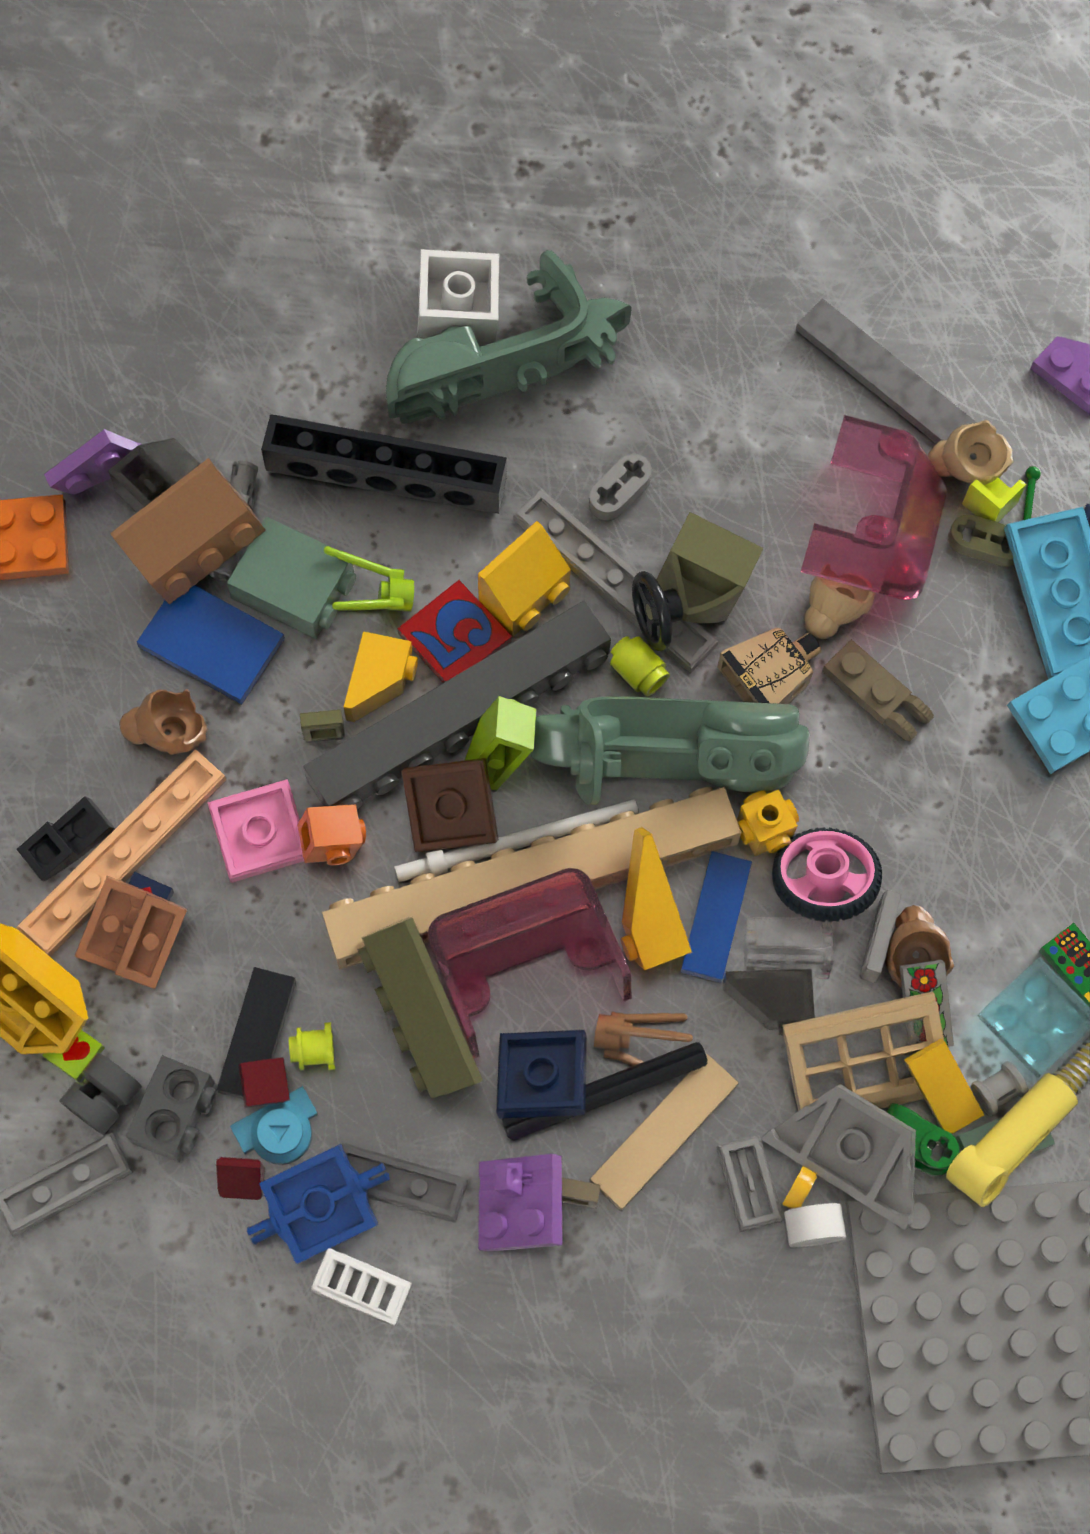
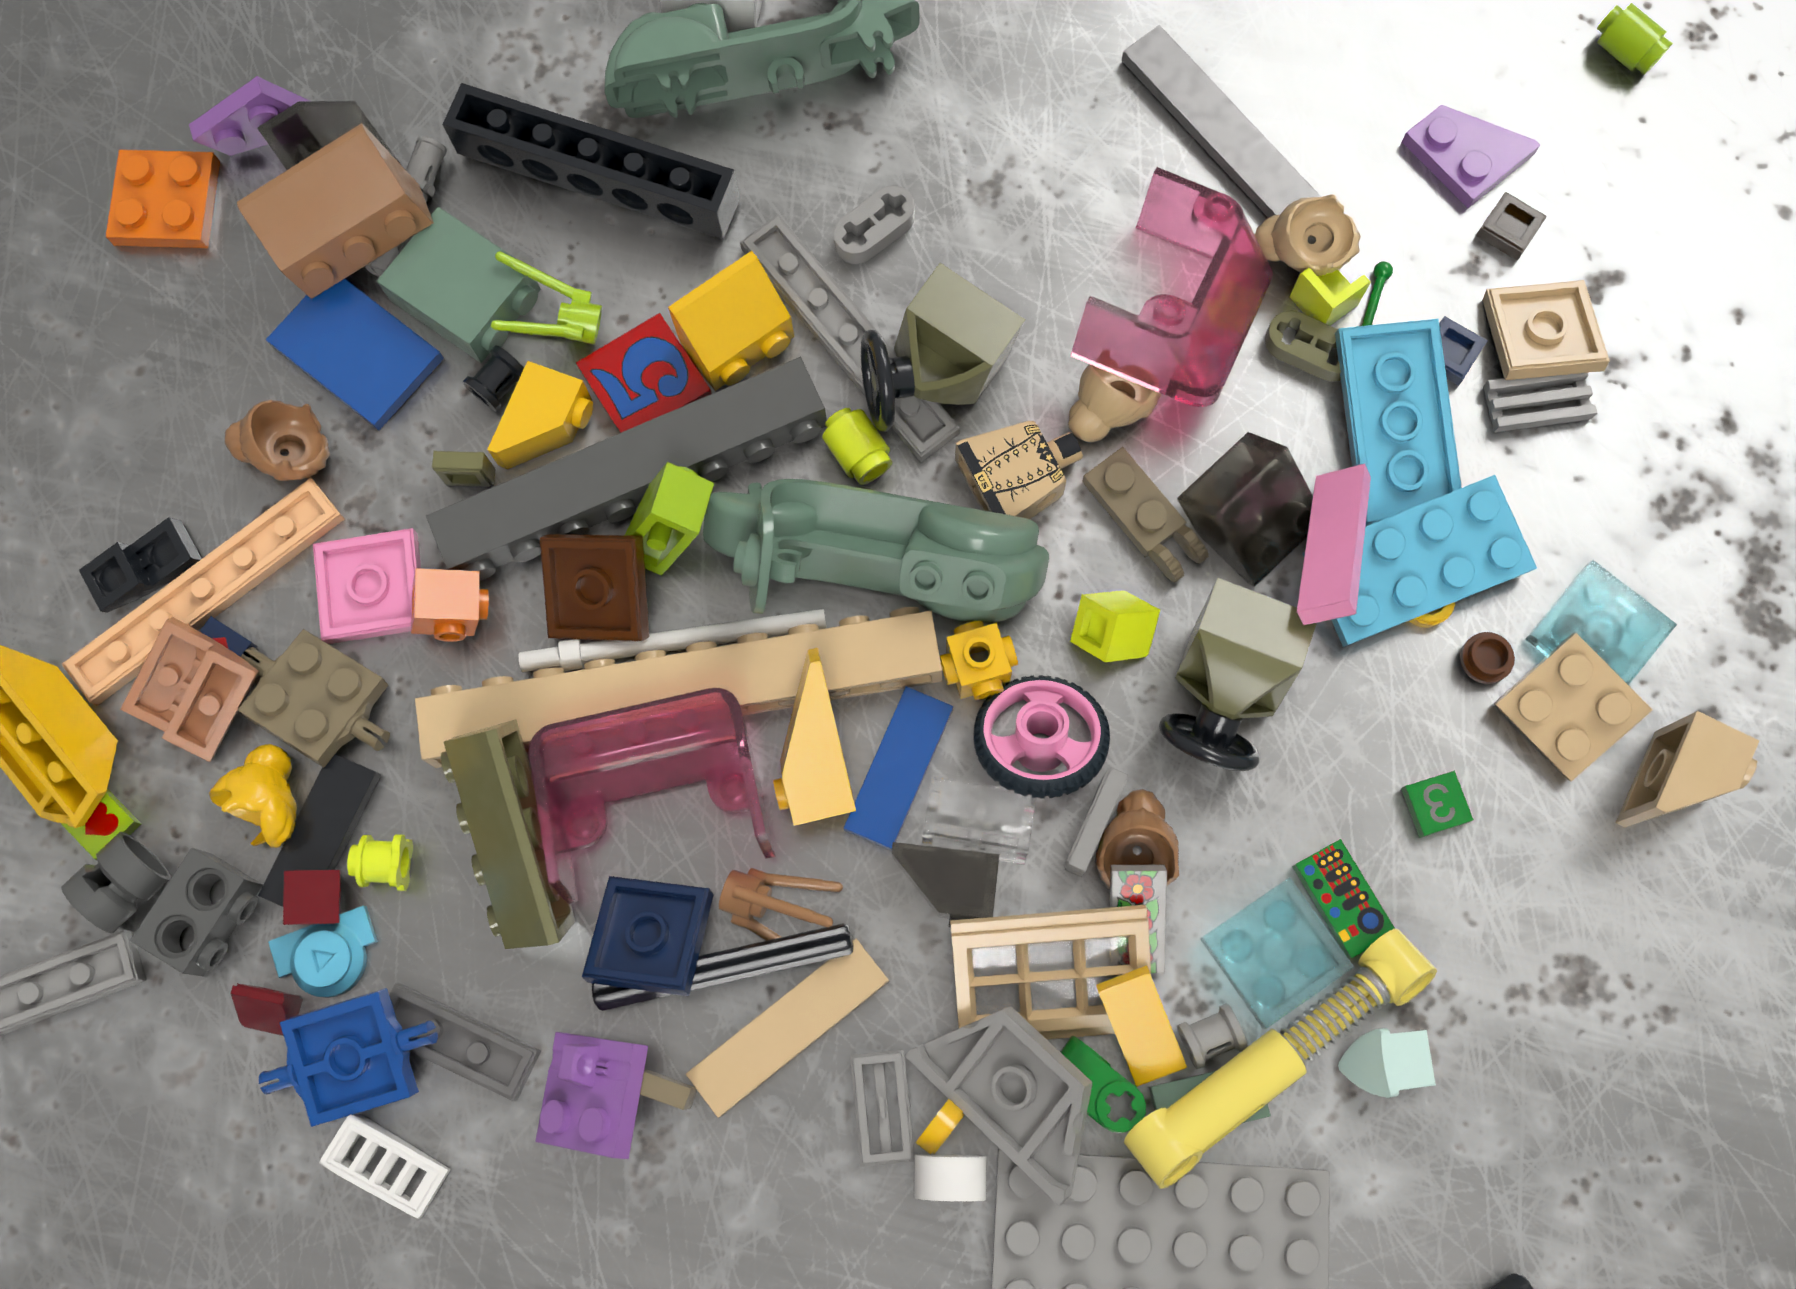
camera: 15 degrees right, 5 degrees up
(205, 1009) = (260, 794): none -> yellow piece
(234, 926) = (314, 698): none -> dark tan plate
(334, 649) = (495, 378): none -> black bush
(869, 781) = (1114, 625): none -> neon yellow panel
(961, 673) = (1251, 506): none -> clear smoke slope
(974, 796) = (1239, 667): none -> piece
(1033, 692) = (1334, 545): none -> bright pink tile

